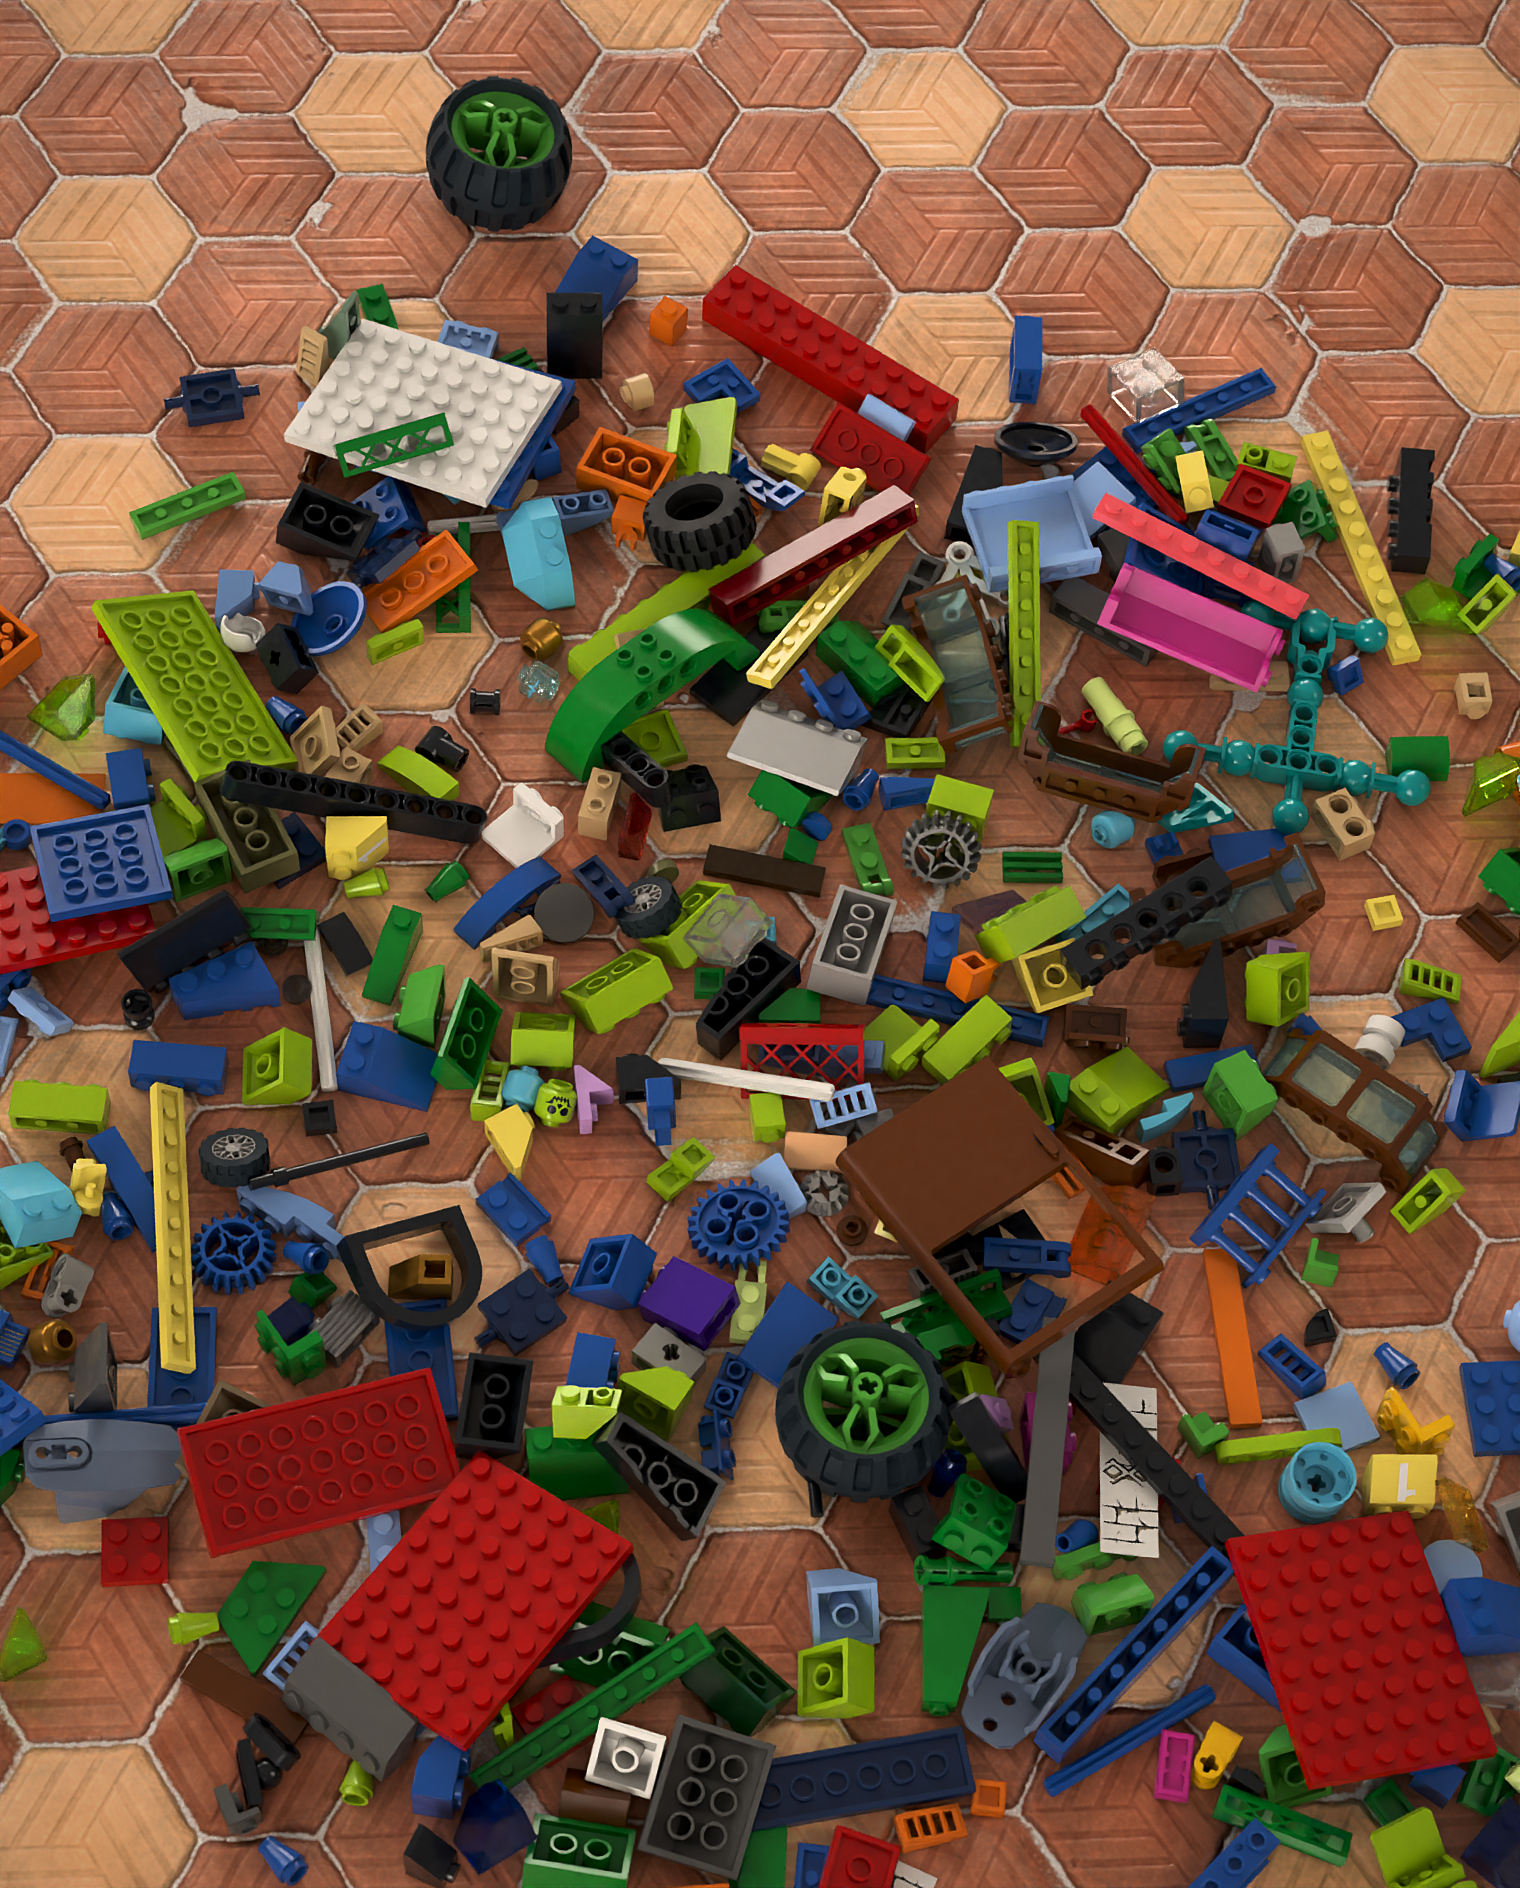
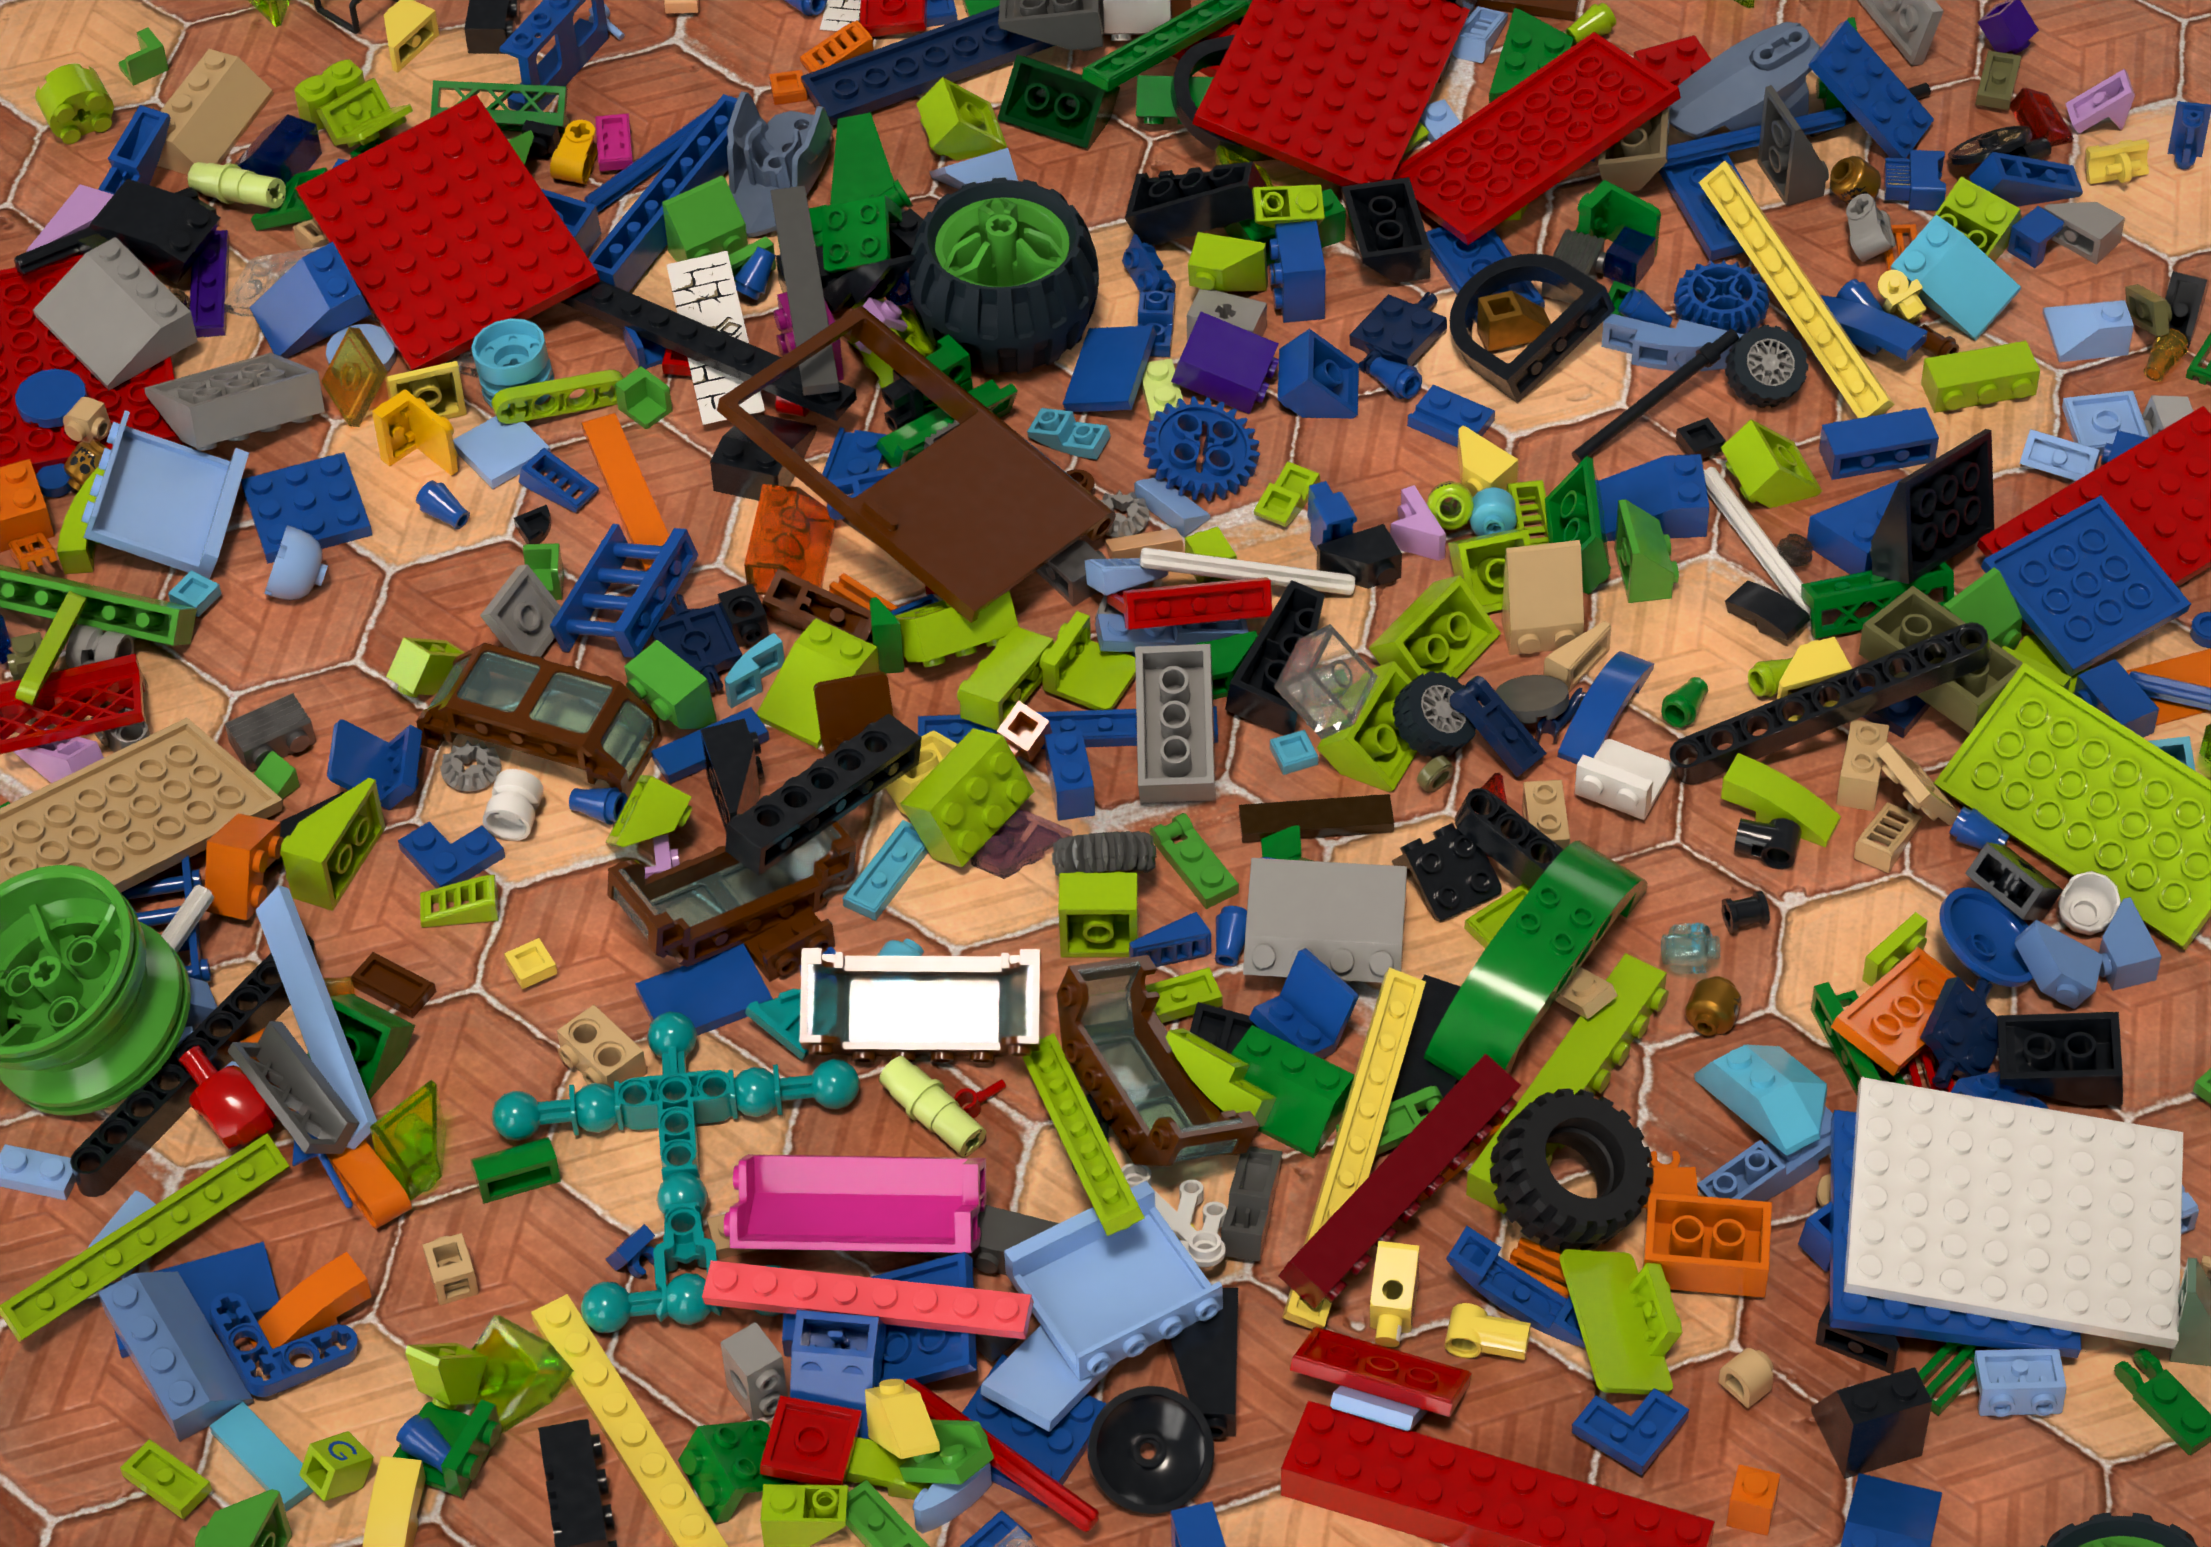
camera: 170 degrees right, 10 degrees down
(390, 434) = (2024, 1115): green fence -> none
(393, 954) = (1706, 616): green slope -> none
(1032, 863) = (986, 903): green tile -> none

